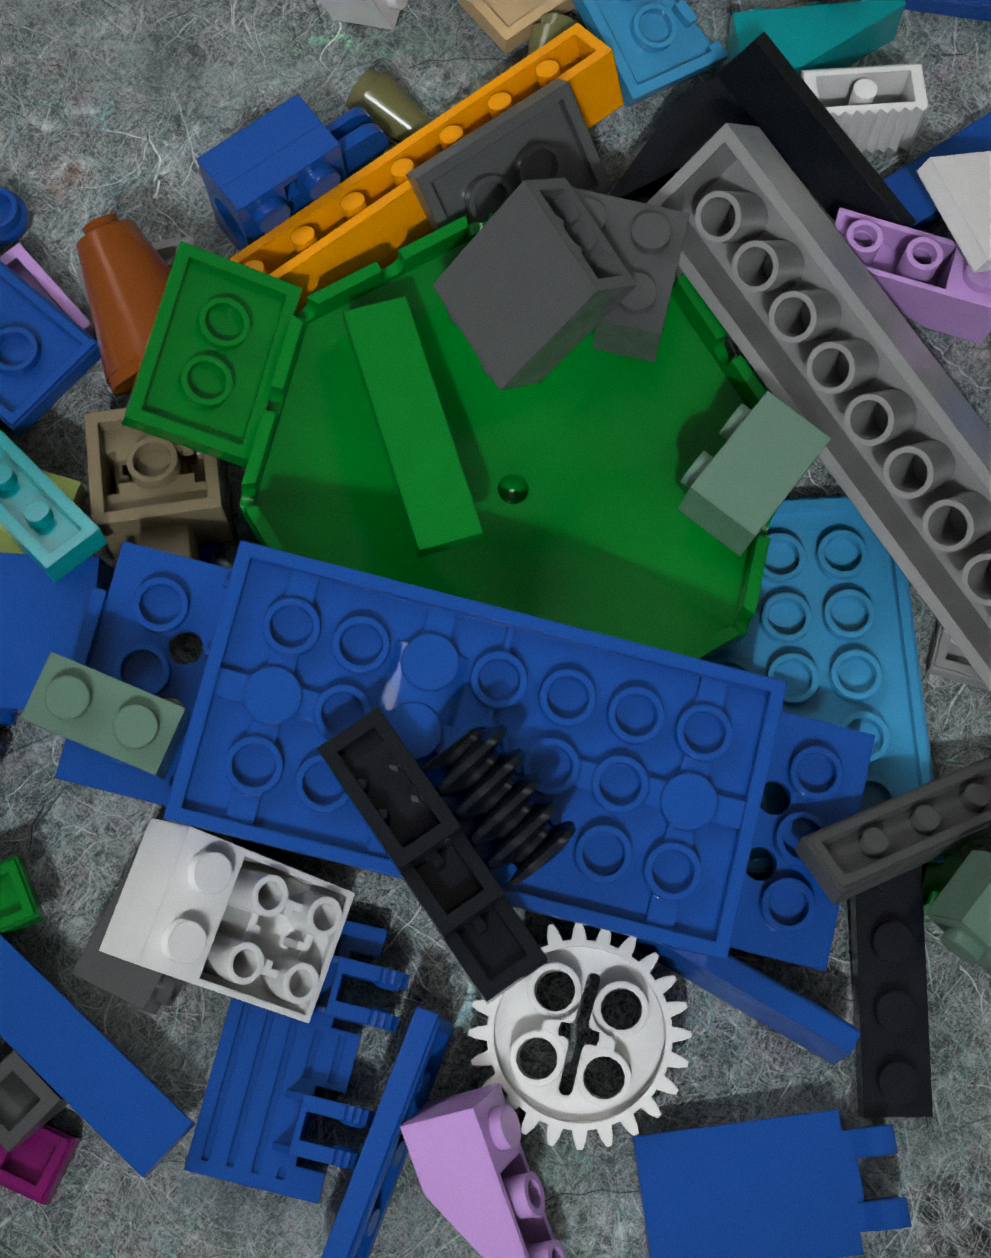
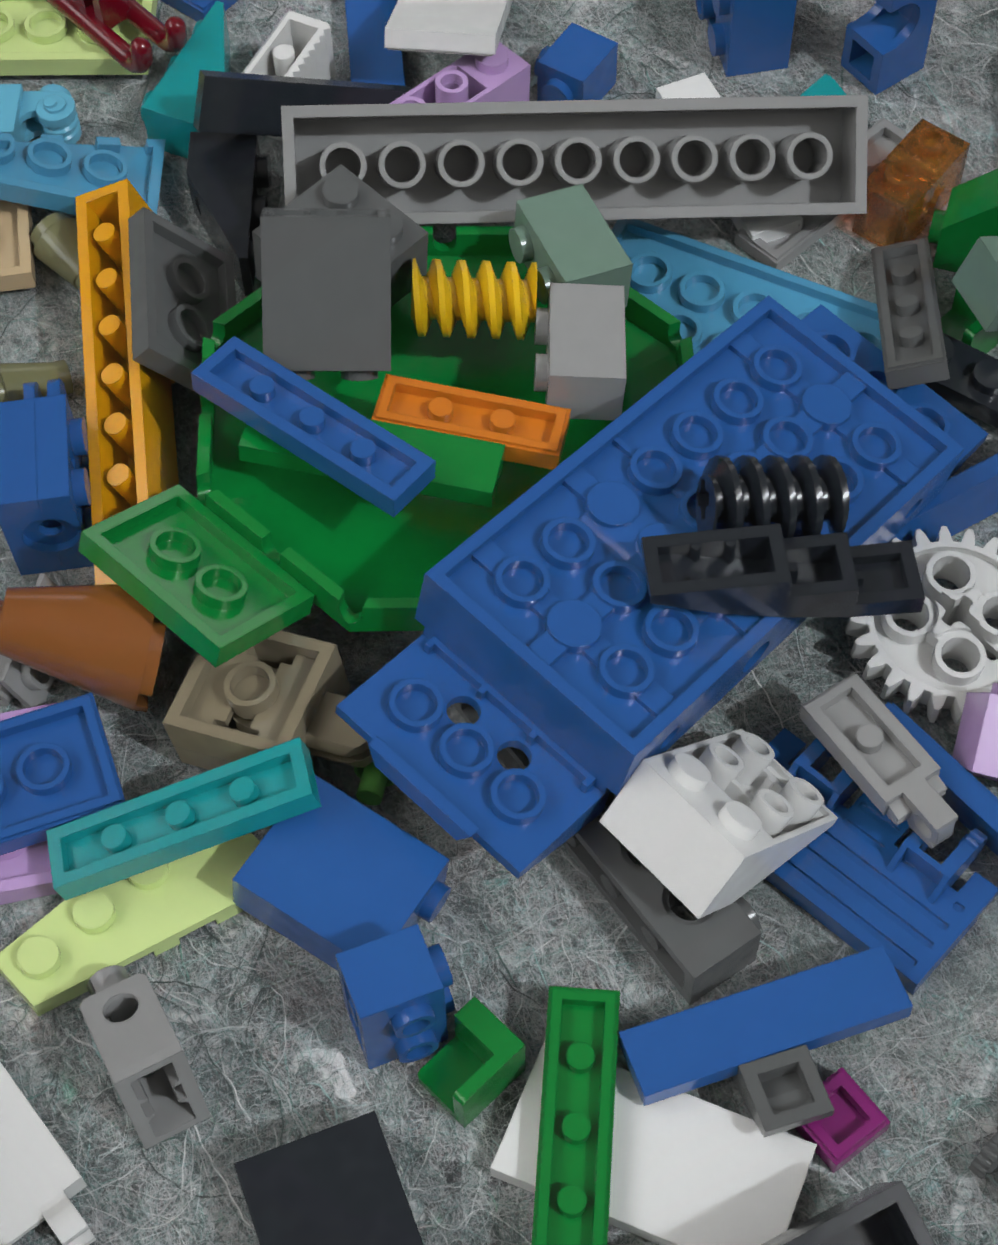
camera: 60 degrees left, 15 degrees down
(107, 715) = (506, 771): sand green brick -> none
(367, 1032) = (881, 757): none -> light grey hinge
(384, 360) = (314, 426): none -> blue plate
(503, 491) = (530, 430): none -> orange tile
(627, 415) = (473, 298): none -> yellow piece
(636, 543) = (583, 350): none -> light grey brick

